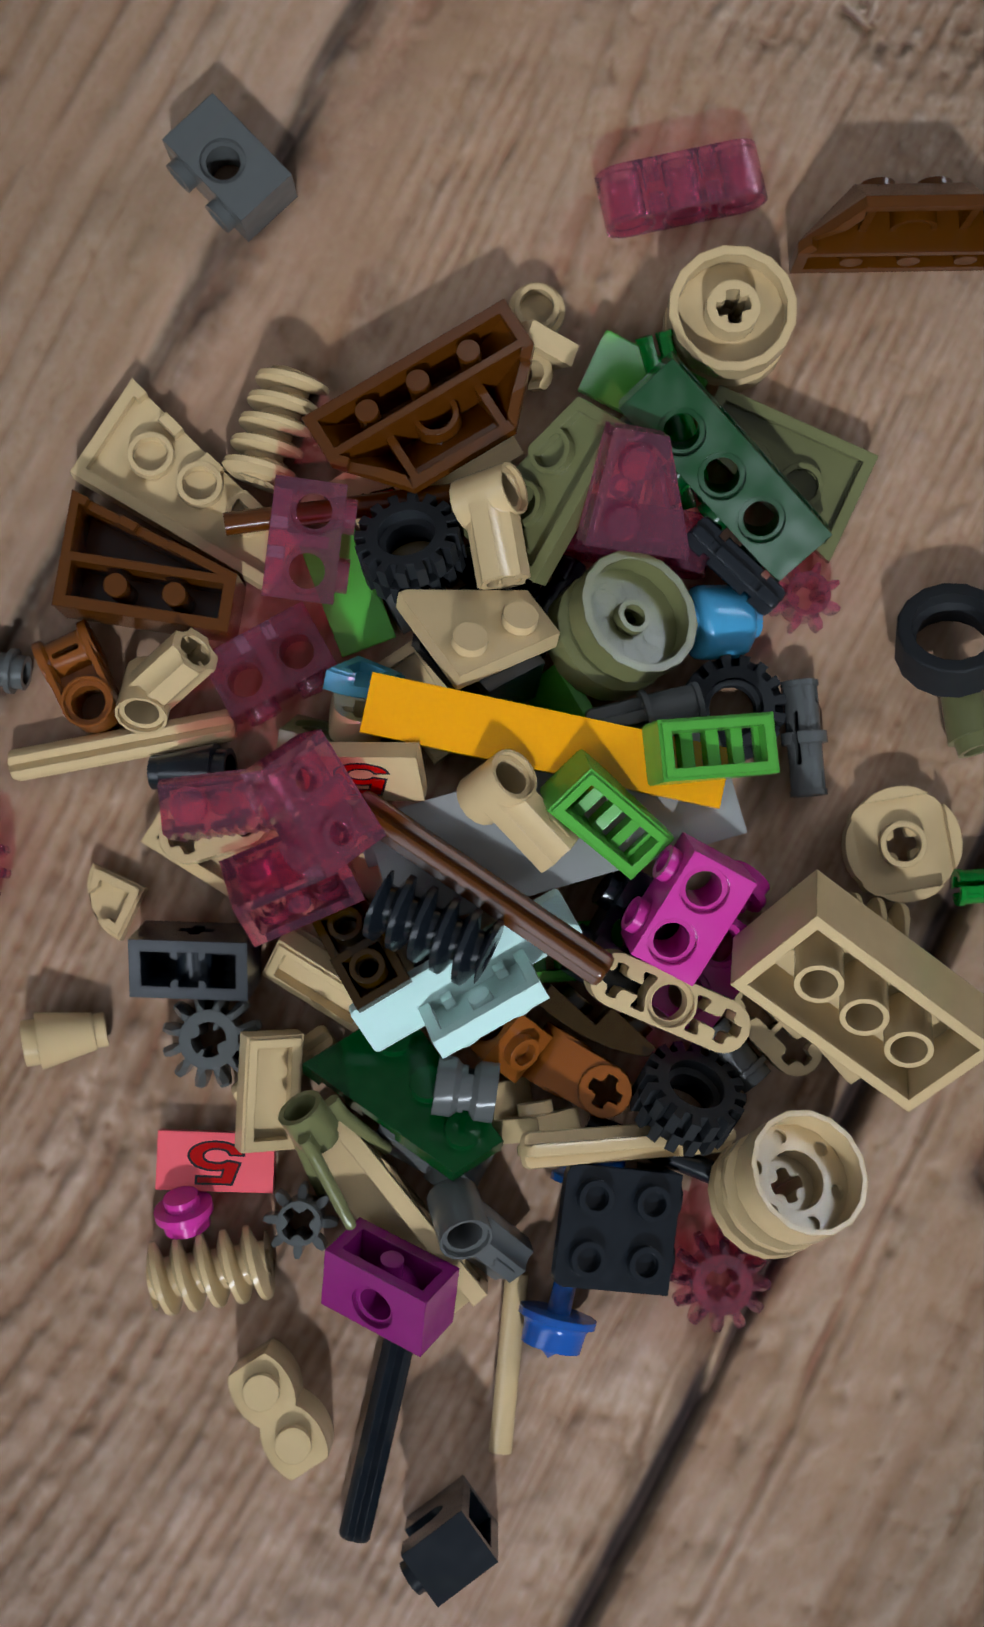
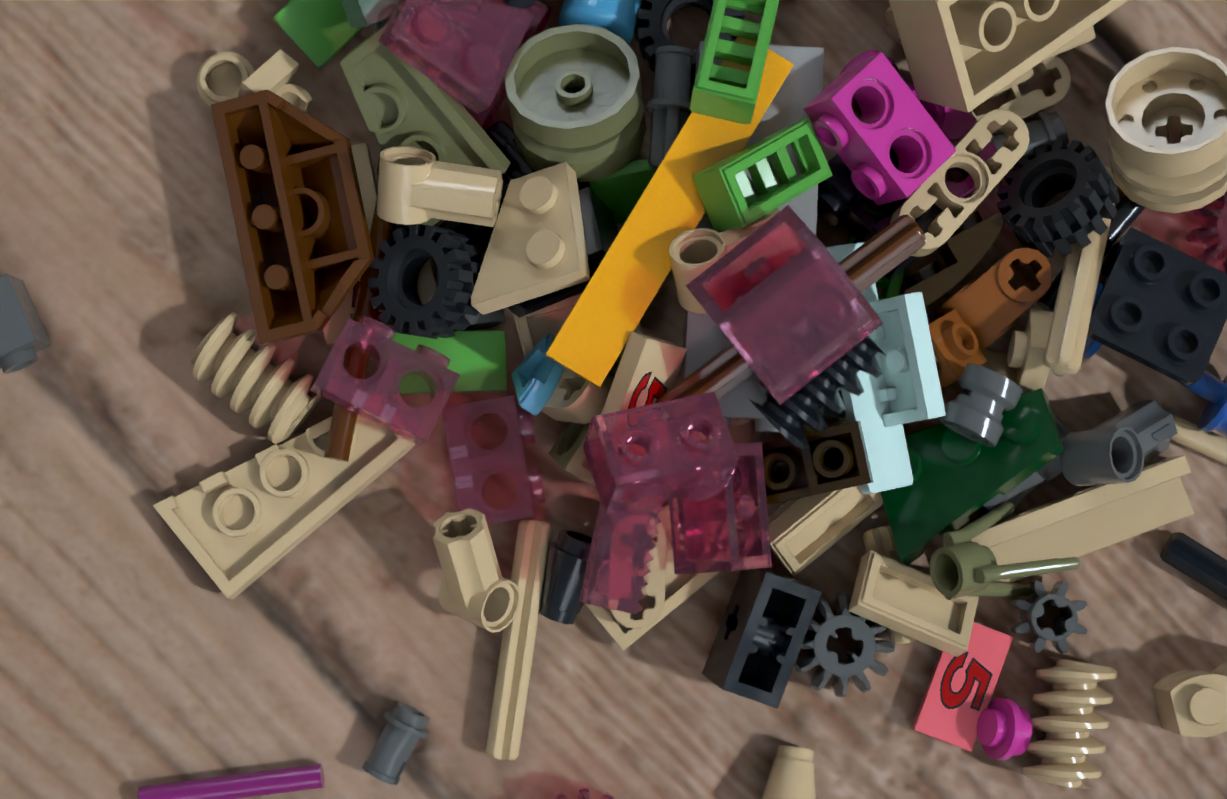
camera: 70 degrees left, 0 degrees up
(76, 670) = (428, 660): dark orange piece -> none
(114, 900) = (669, 699): tan tile -> none
(139, 580) = (362, 560): reddish brown wedge -> none
(389, 1286) = (1145, 547): magenta brick -> none
(484, 869) = (784, 304): none -> clear pink slope

